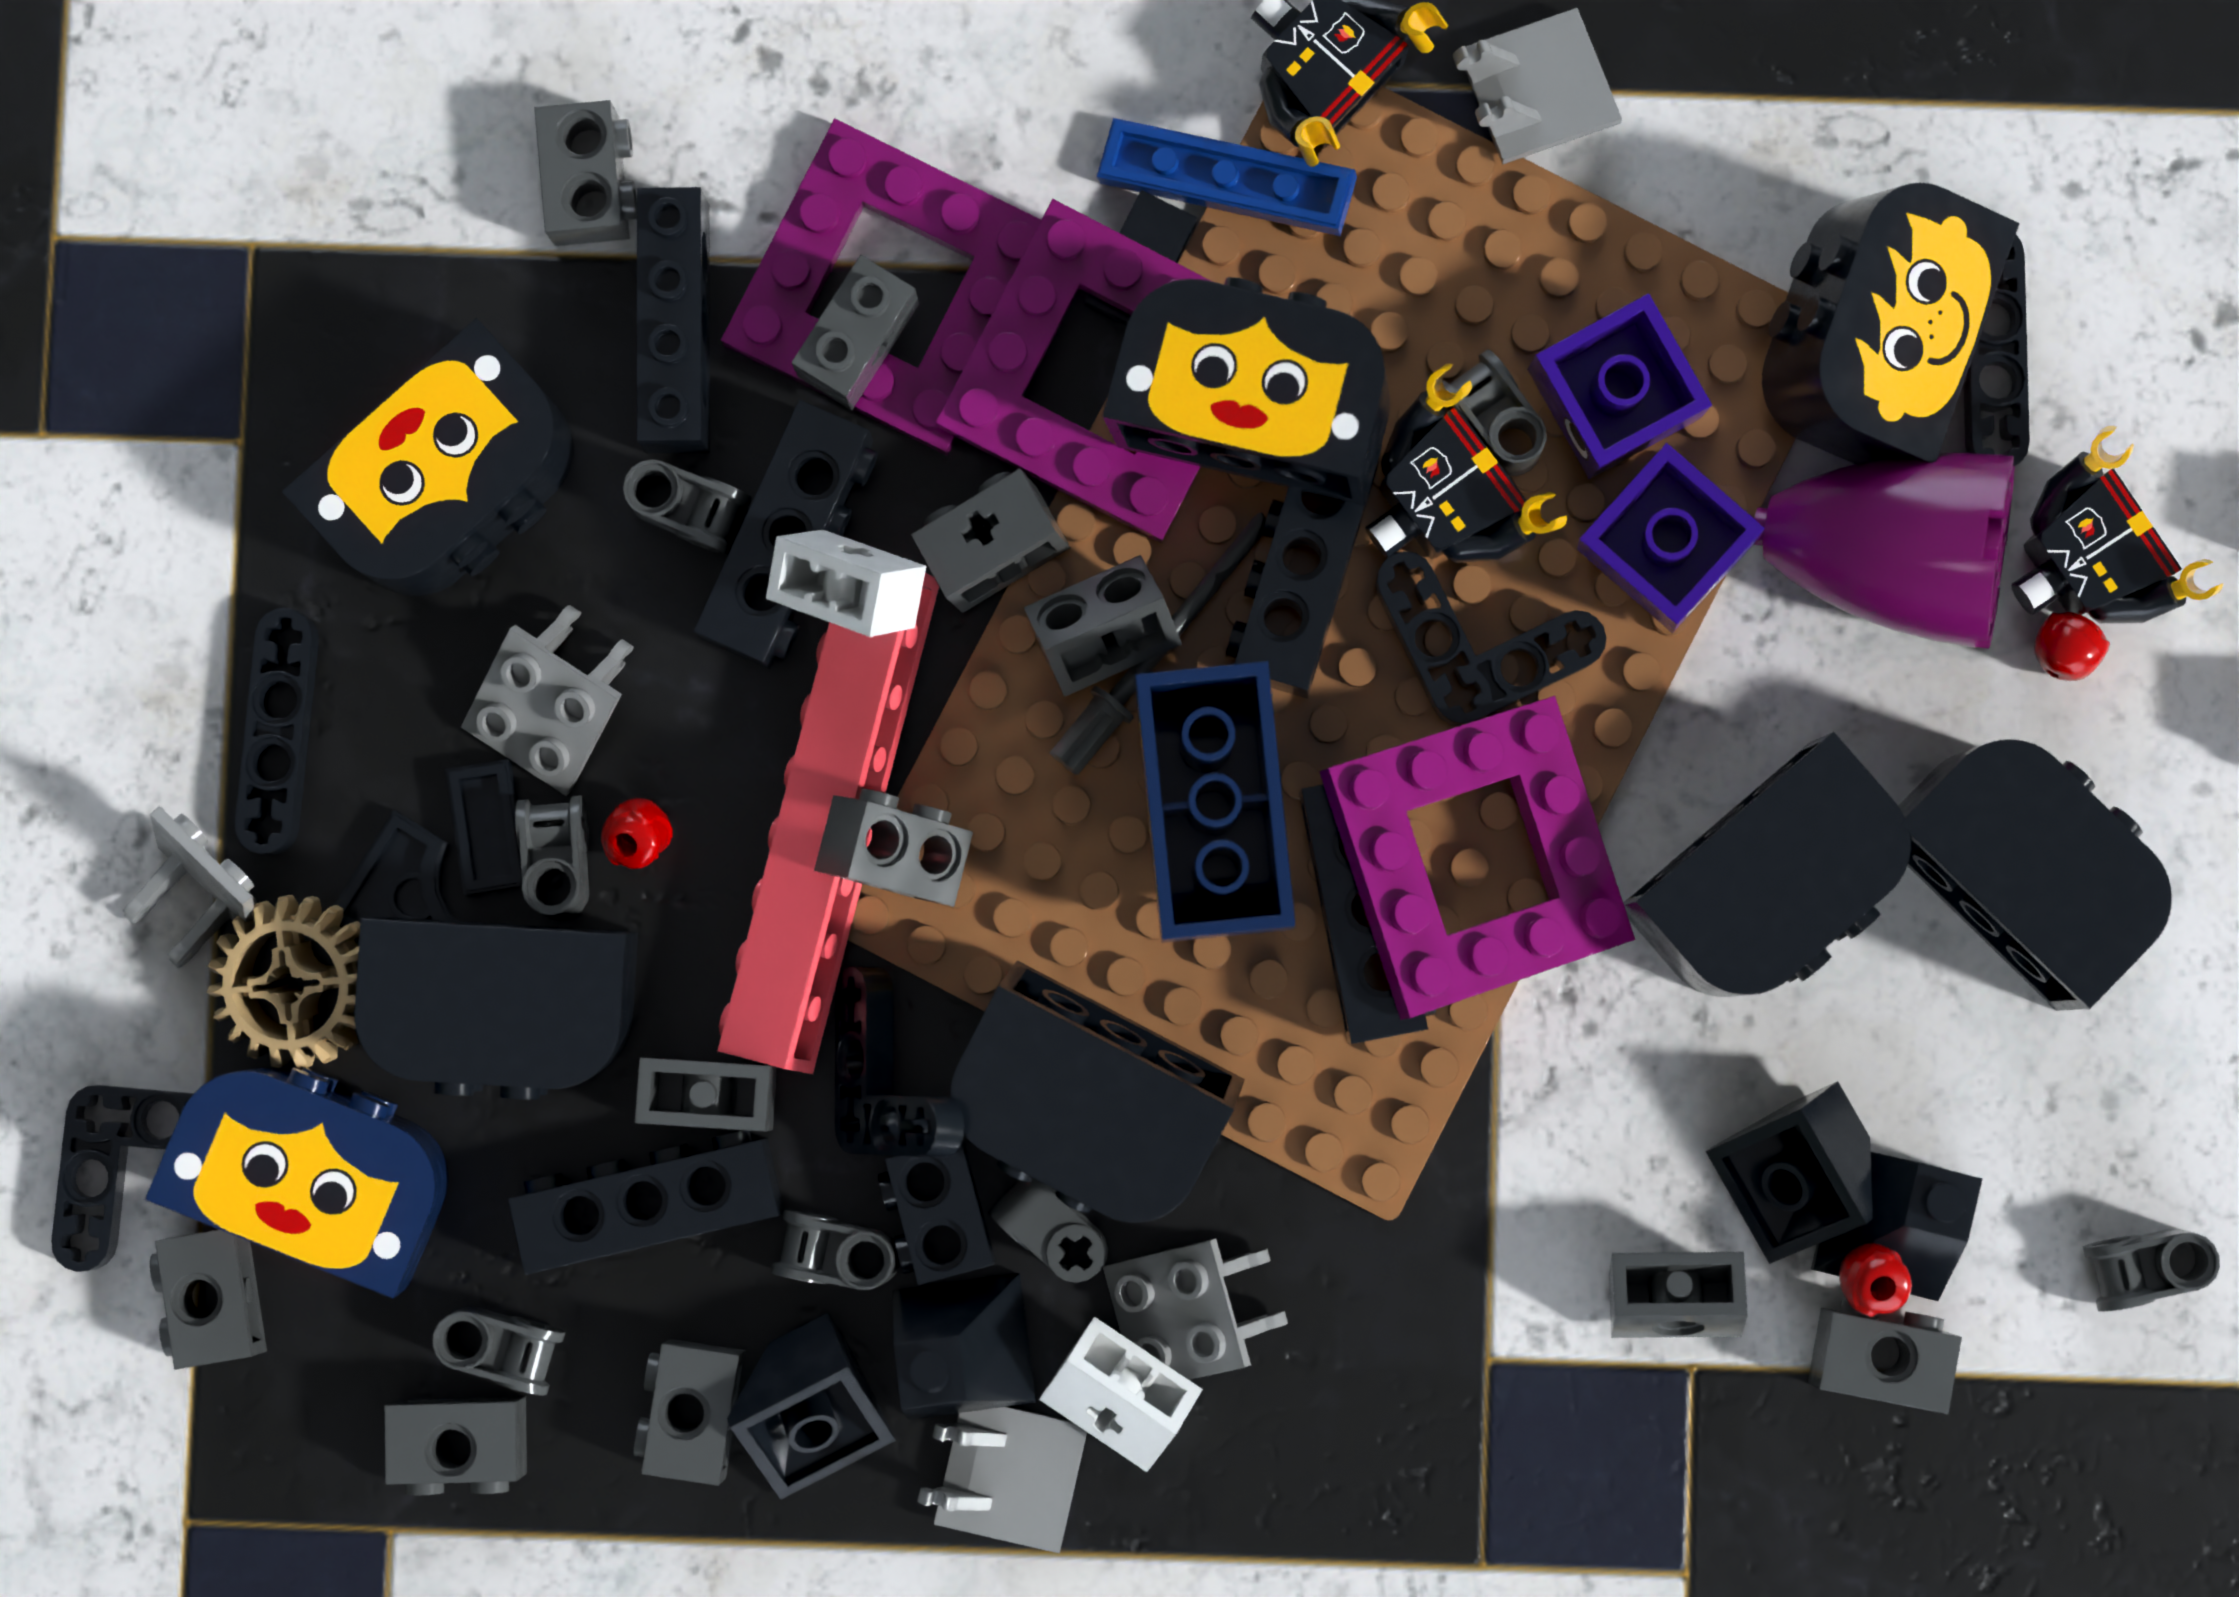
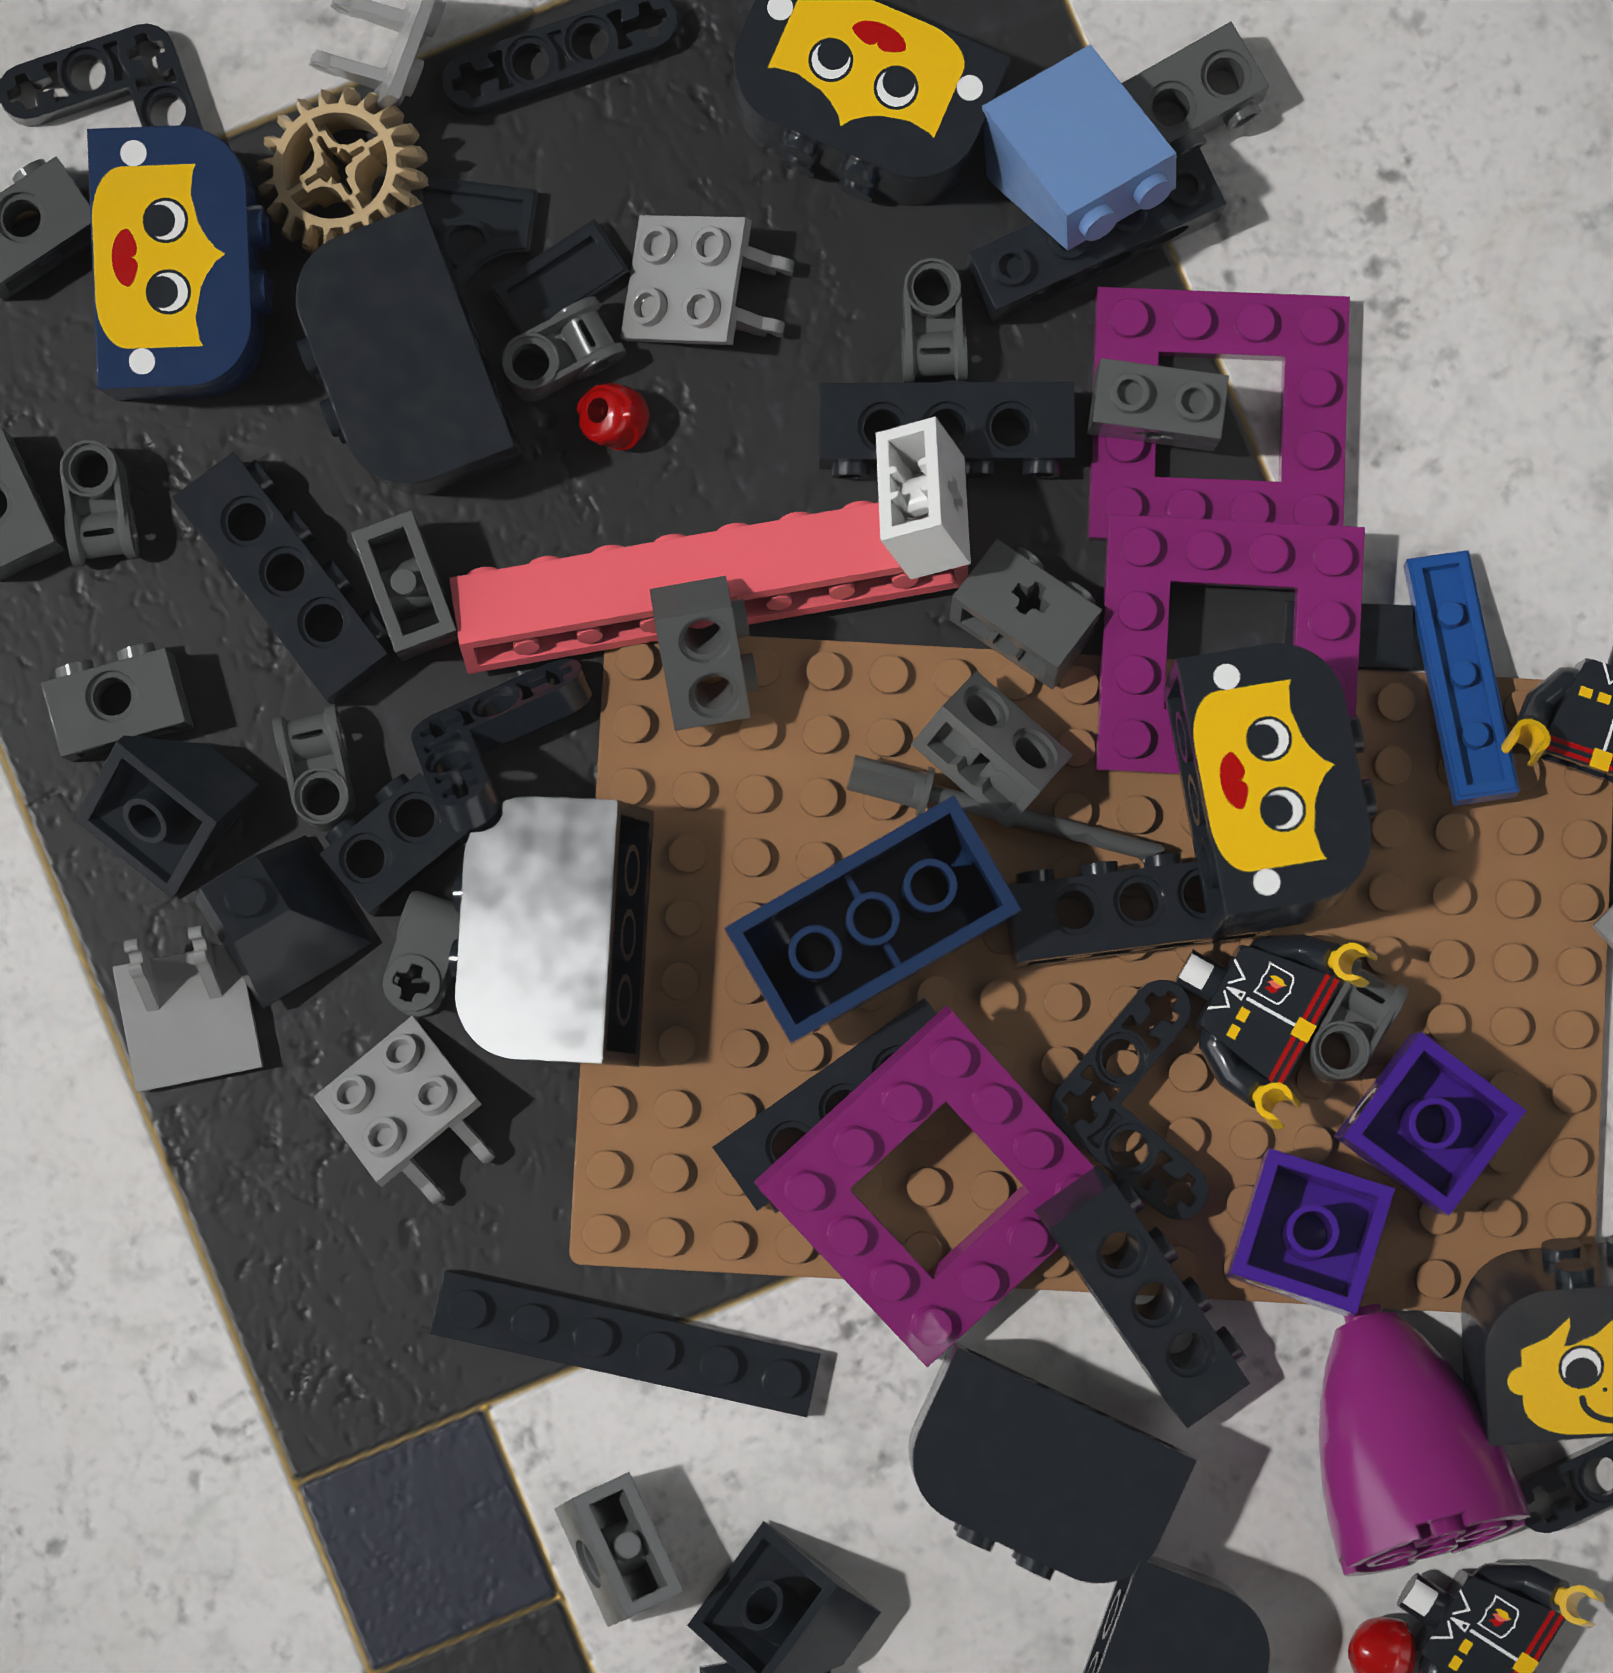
camera: 60 degrees right, 0 degrees up
(590, 298) = (1076, 150): none -> medium blue slope
(1121, 1394) = (302, 1081): white brick -> none
(1489, 1205) = (625, 1343): none -> black plate
(1569, 739) = (1080, 1222): none -> black brick

